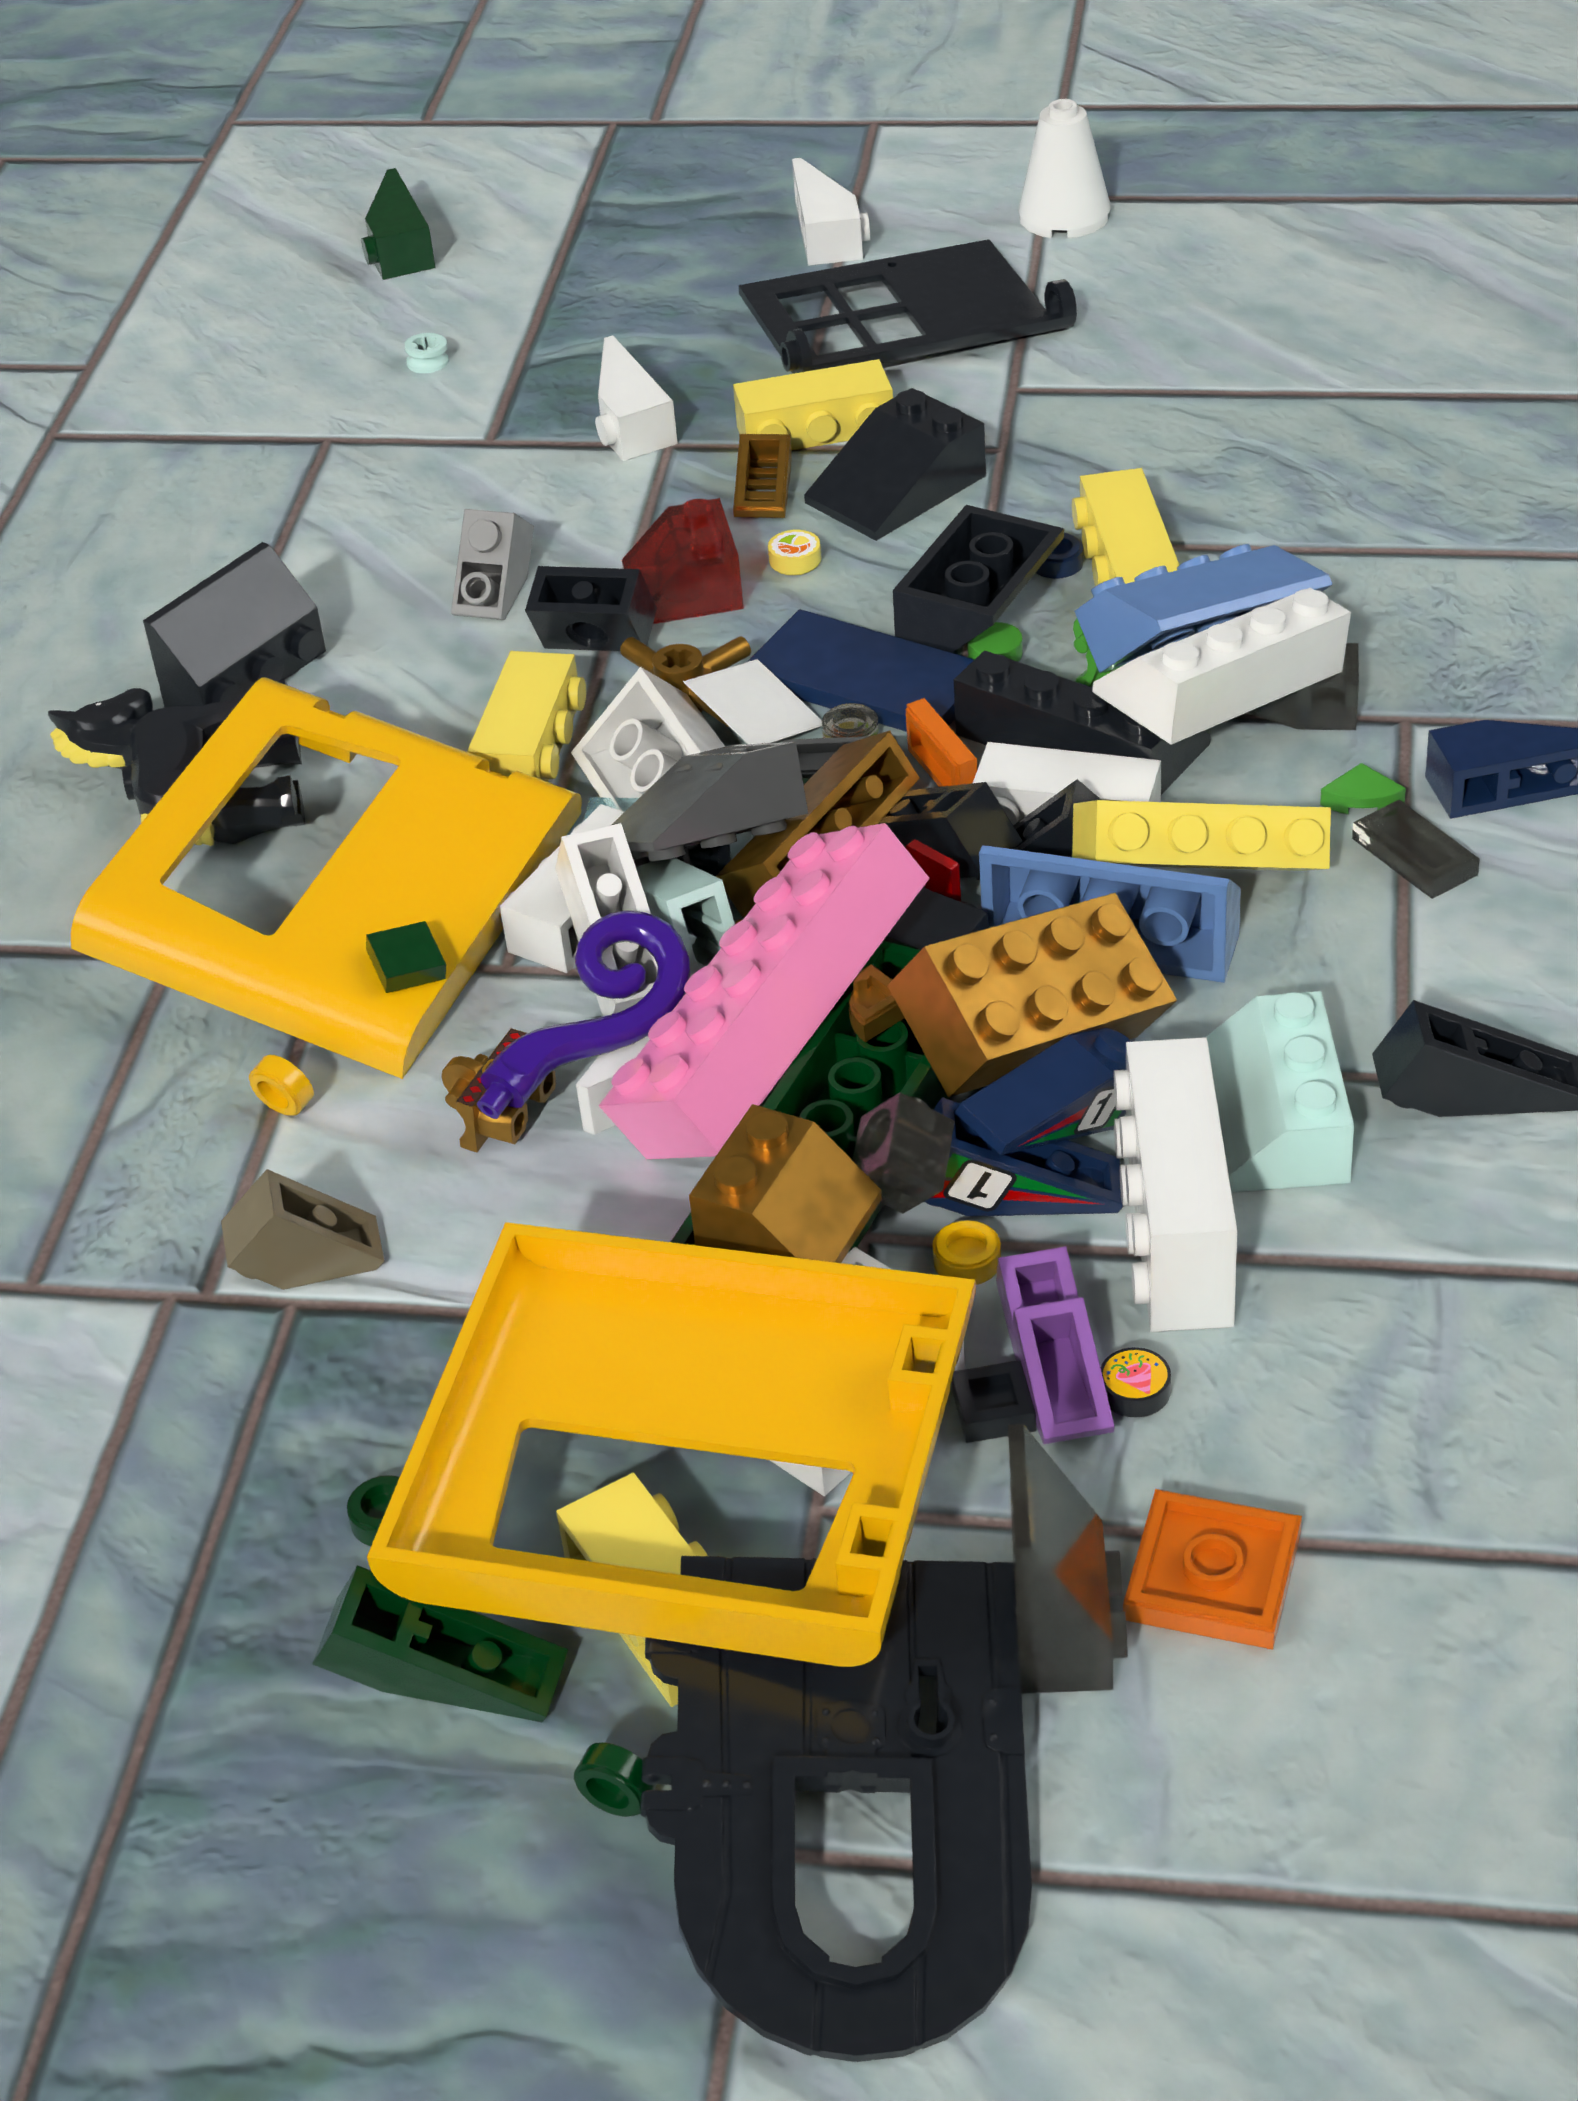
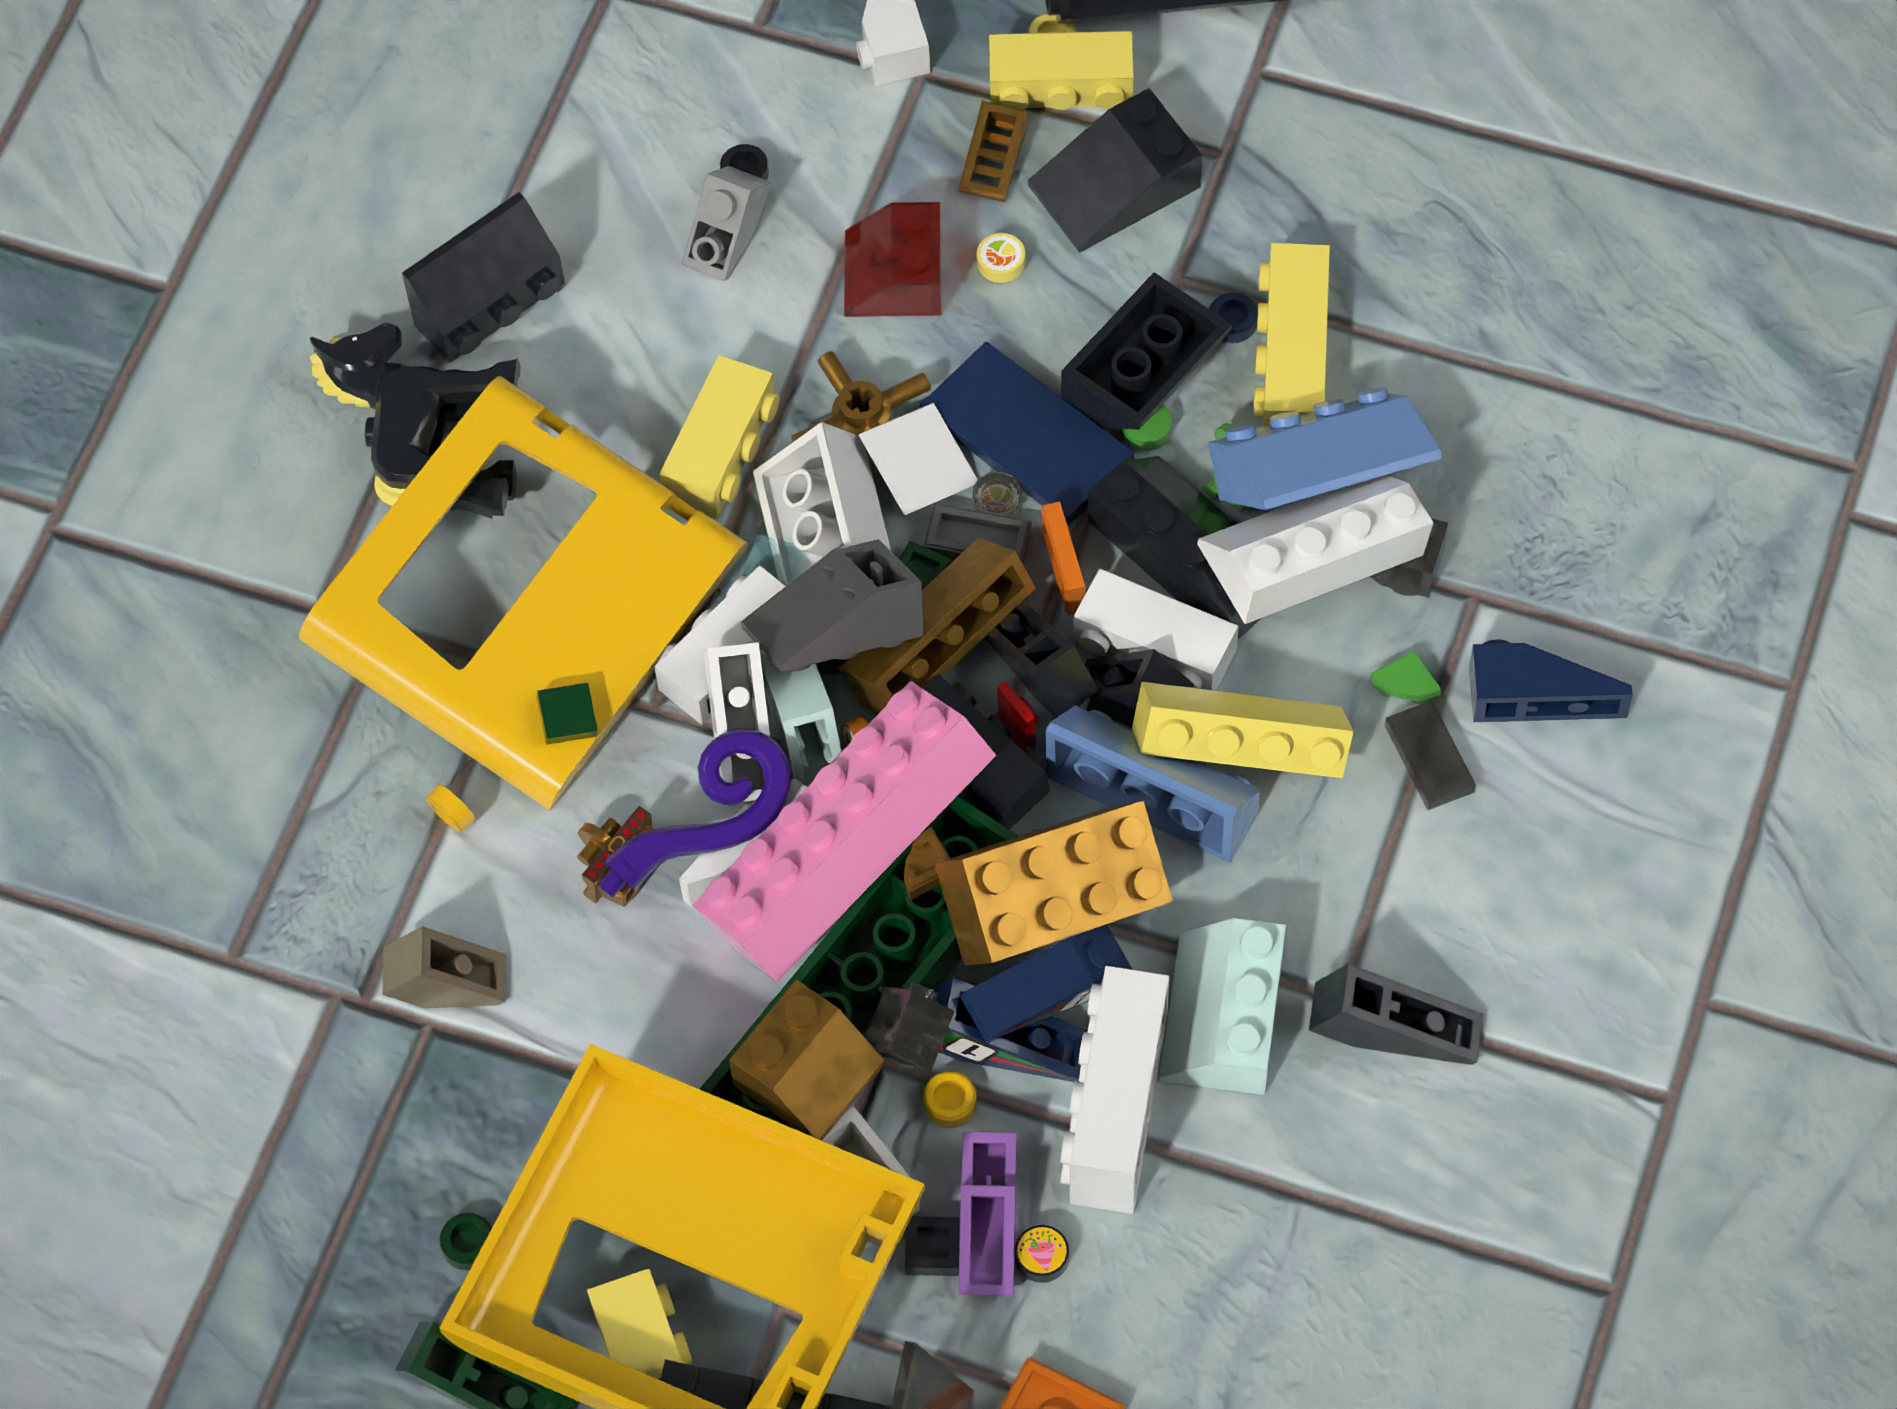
camera: 10 degrees right, 20 degrees up
(590, 607) = (800, 310): black brick -> none

